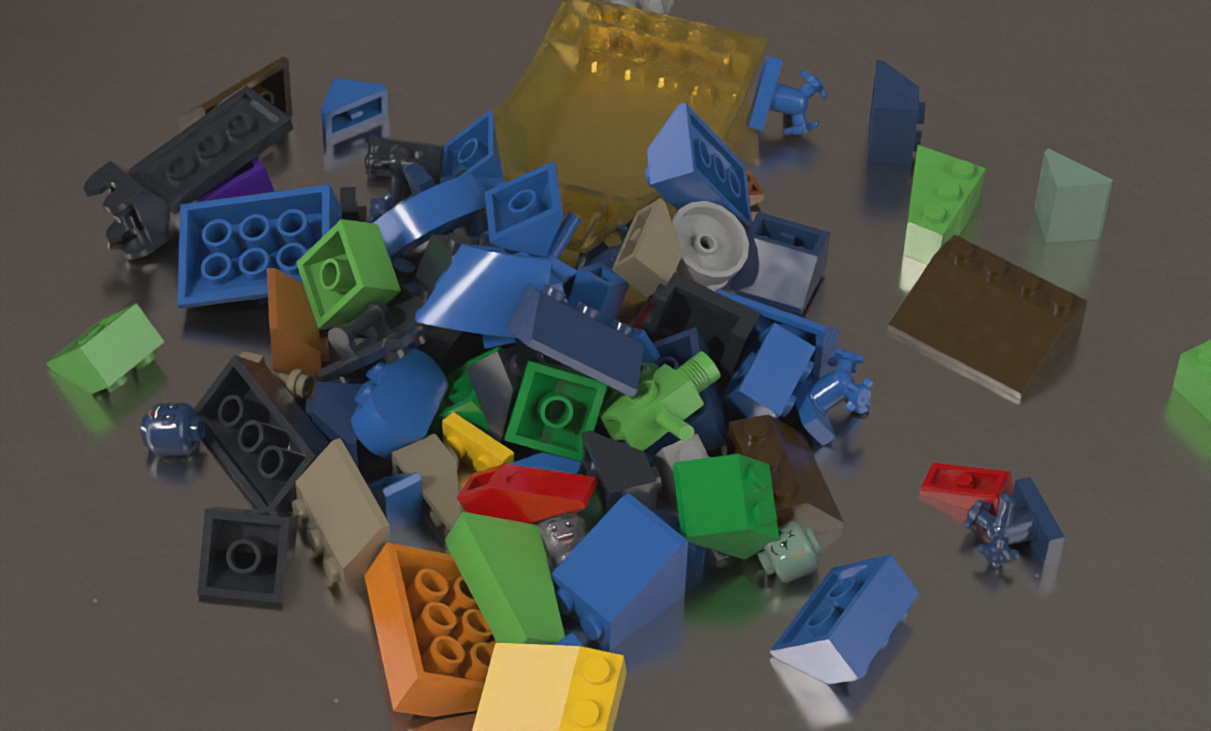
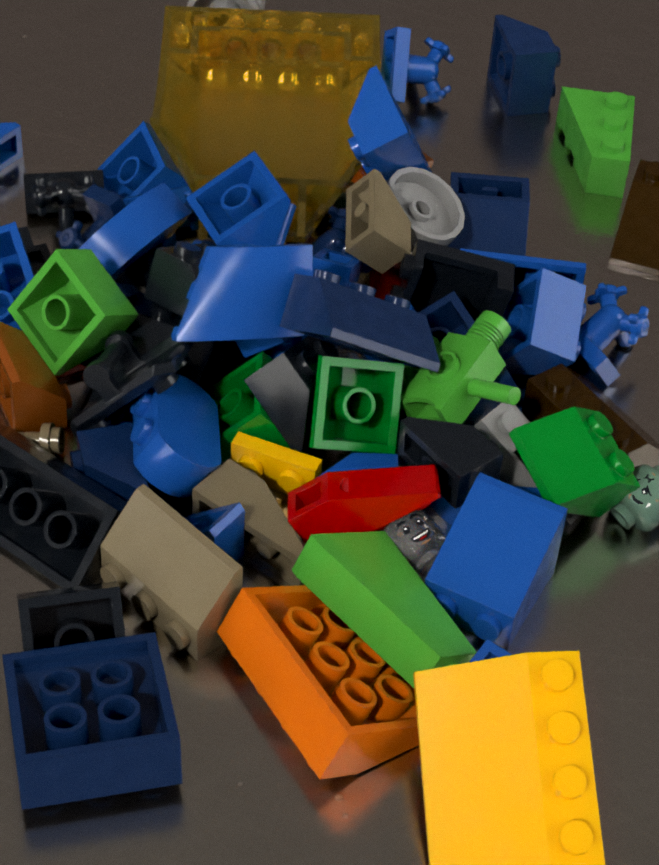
camera: 20 degrees left, 0 degrees up
(231, 619) = (91, 720): none -> dark blue slope

